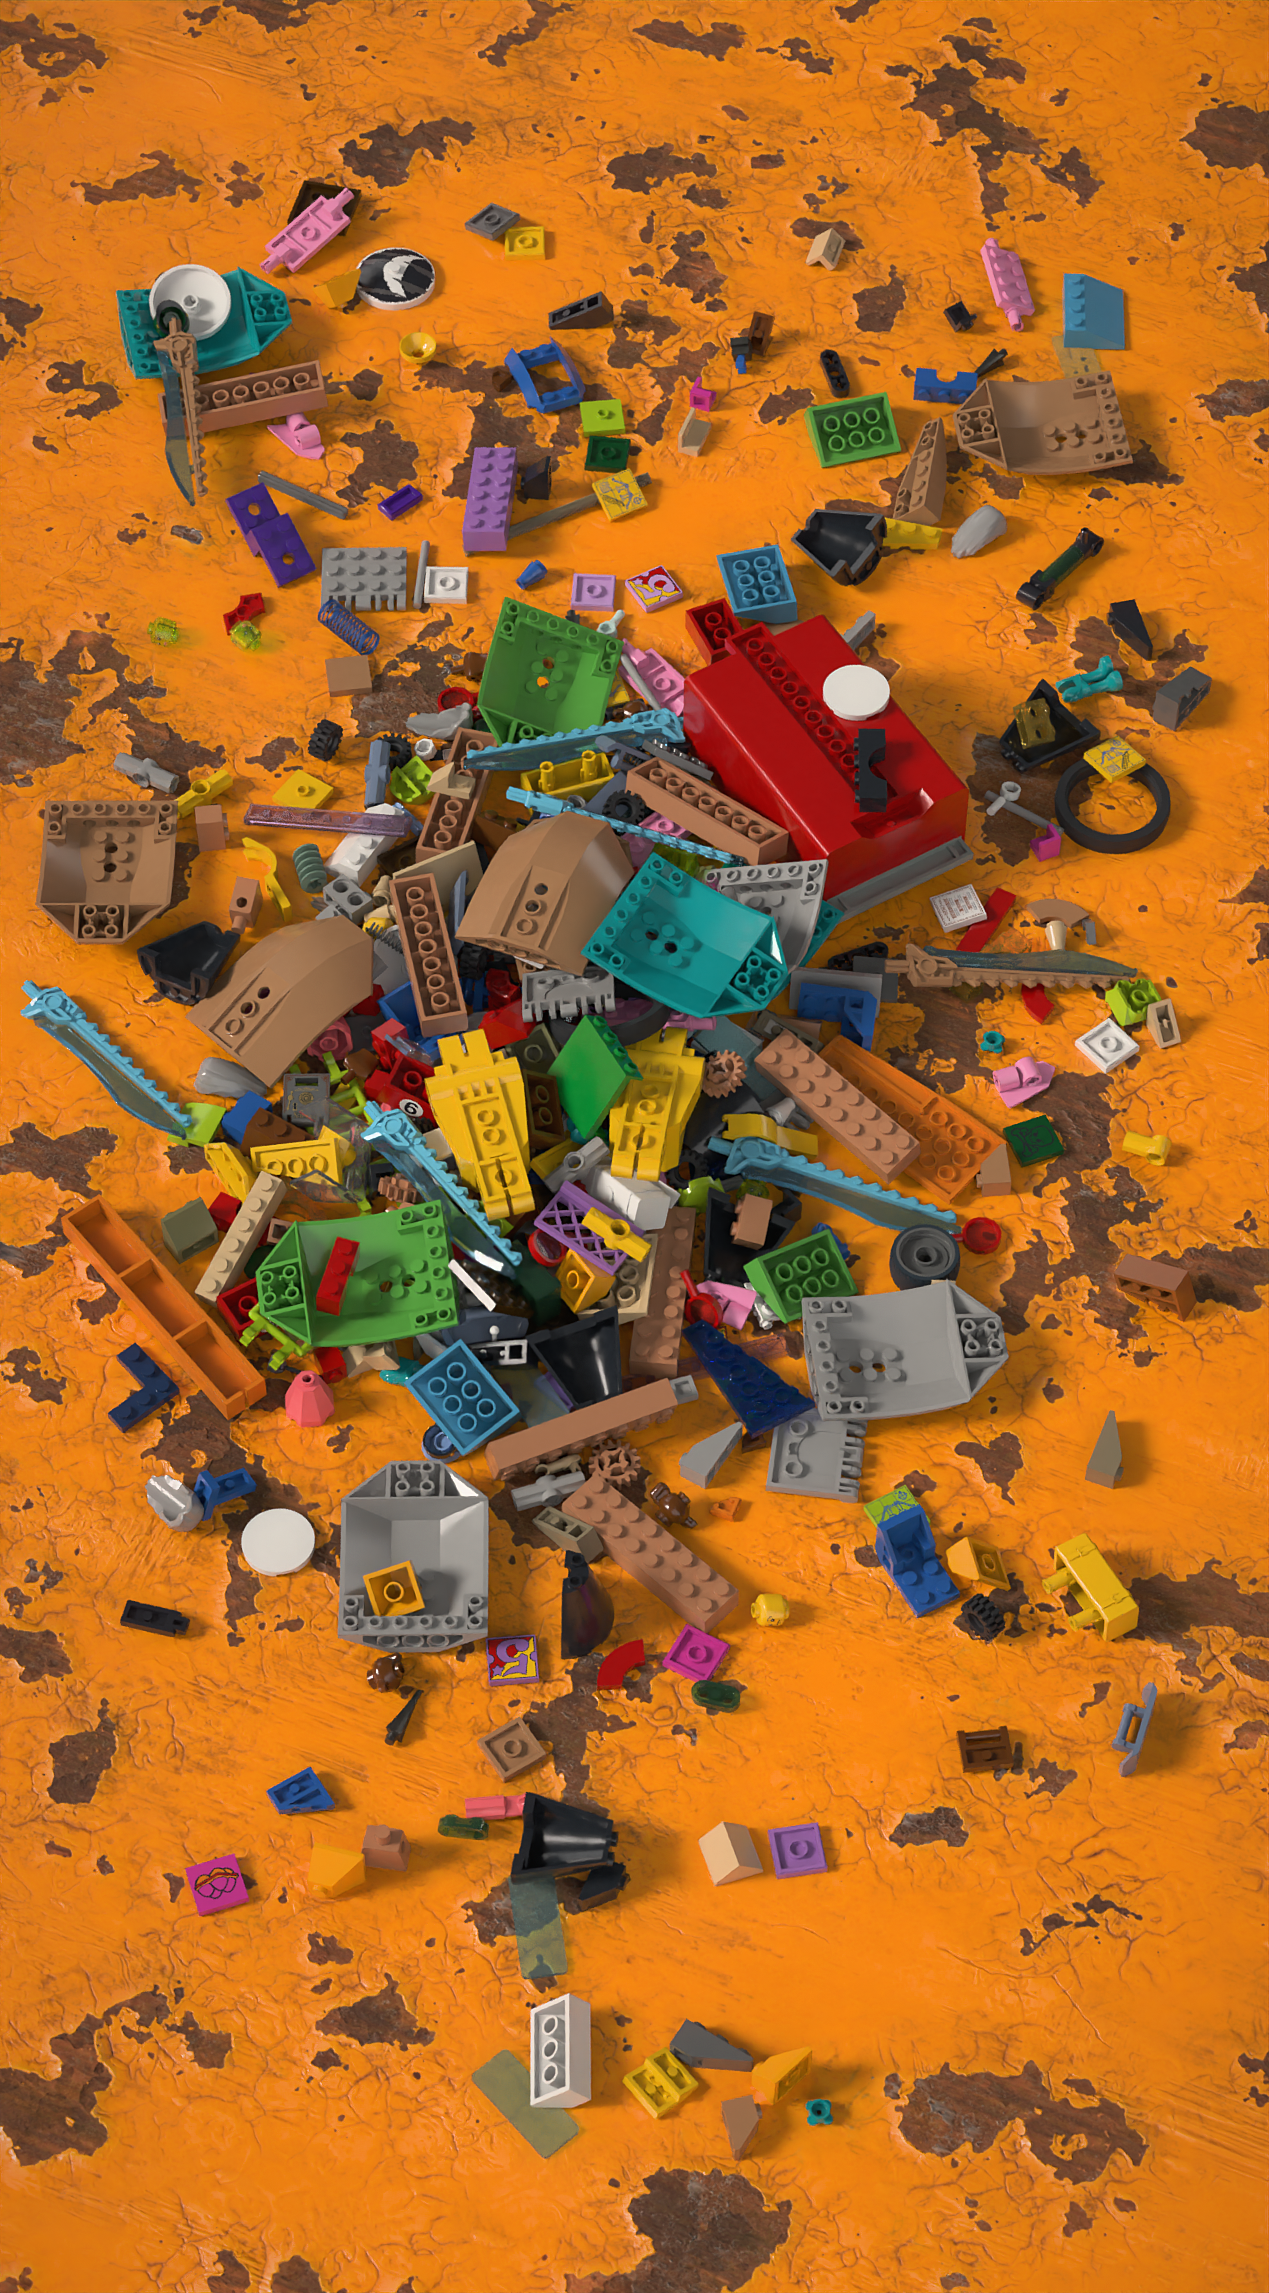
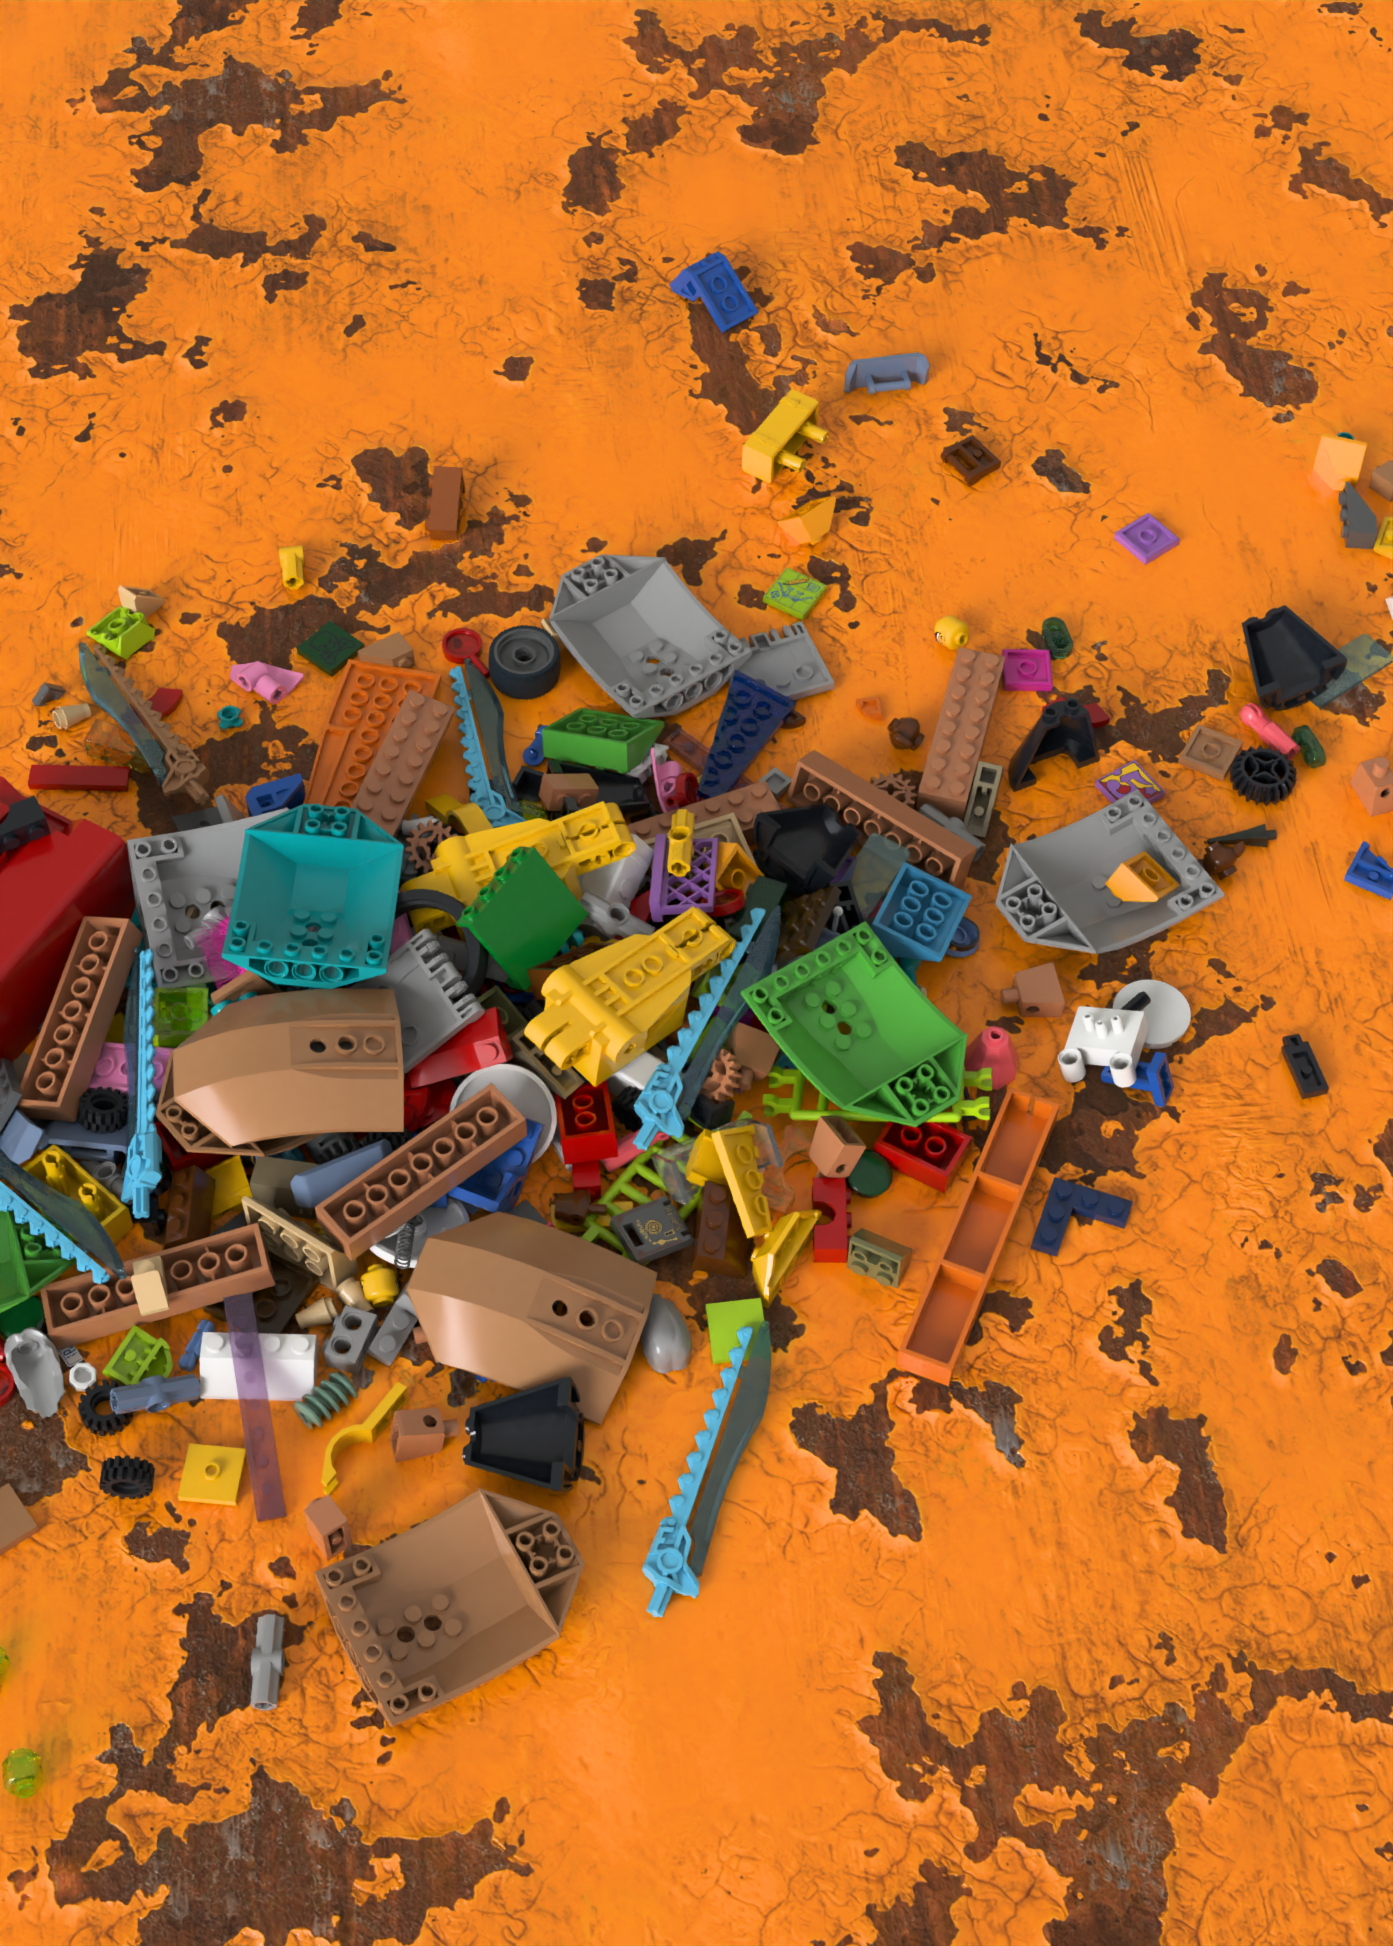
camera: 120 degrees left, 0 degrees up
(174, 1503) = (1183, 1105): light grey hair -> none
(203, 792) = (255, 1571): yellow piece -> none
(236, 1120) = (700, 1283): blue brick -> none
(241, 1238) = (867, 1189): tan brick -> none
(265, 1482) = (1106, 1039): none -> white piece
(336, 1276) = (857, 1049): red arch -> none
(348, 1464) = (1036, 992): none -> nougat torso
(386, 1051) = (539, 1181): red brick -> none
(410, 1049) = (548, 1141): clear piece -> none
(473, 1763) = (1263, 769): none -> black gear
(708, 1455) = (830, 734): light grey slope -> none
(729, 1853) = (1186, 574): tan slope -> none
(909, 1558) = (839, 559): blue bracket -> none
(958, 908) = (75, 798): white tile -> none
(983, 1617) = (859, 493): black tyre -> none
(1057, 910) = (33, 729): medium nougat tile -> none
(1106, 1459) = (641, 480): dark tan slope -> none
(1107, 1045) = (184, 637): white tile -> none

